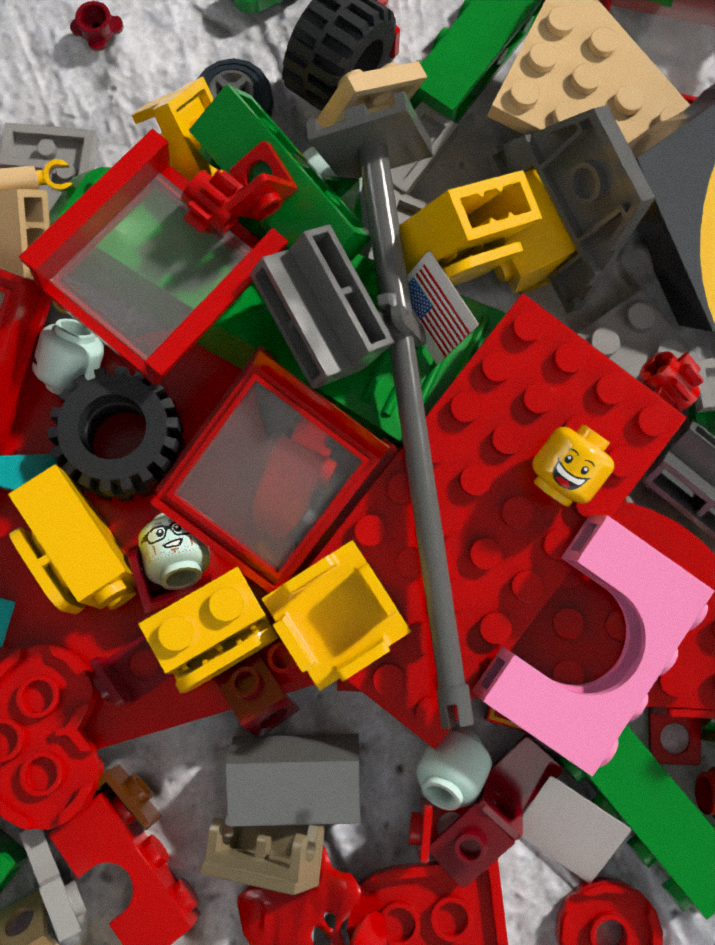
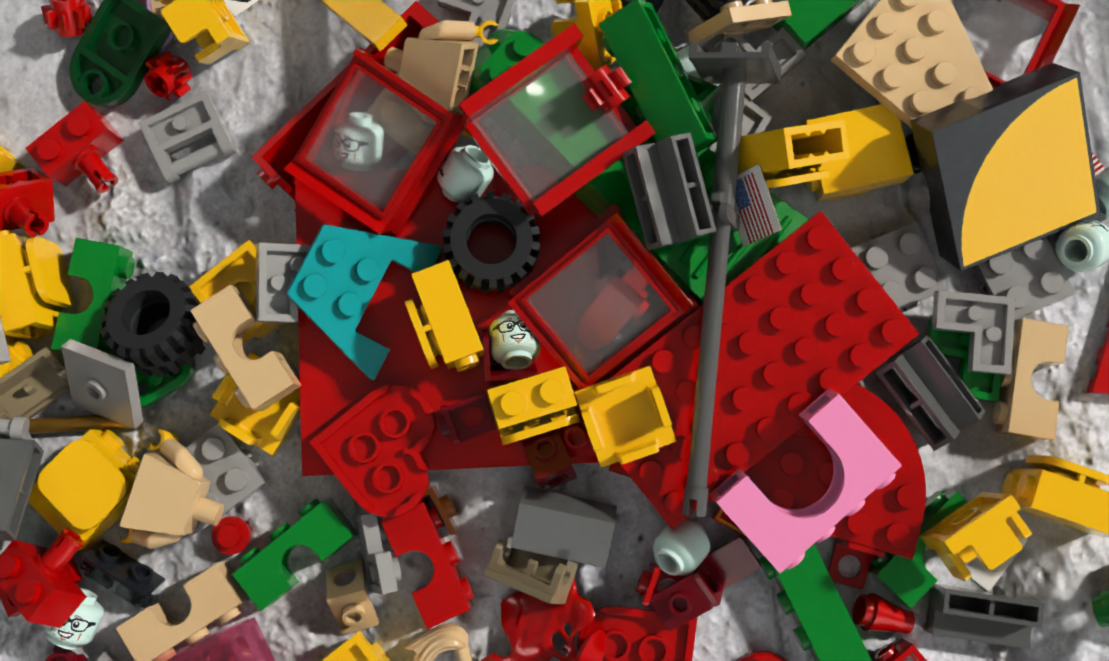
camera: 15 degrees right, 5 degrees up
(266, 192) = (645, 98): red bracket -> none
(572, 465) = (823, 350): yellow head -> none
(572, 829) = (756, 611): white sticker -> none
(592, 187) = (893, 138): dark grey wing -> none
(673, 378) = (917, 301): red gear -> none

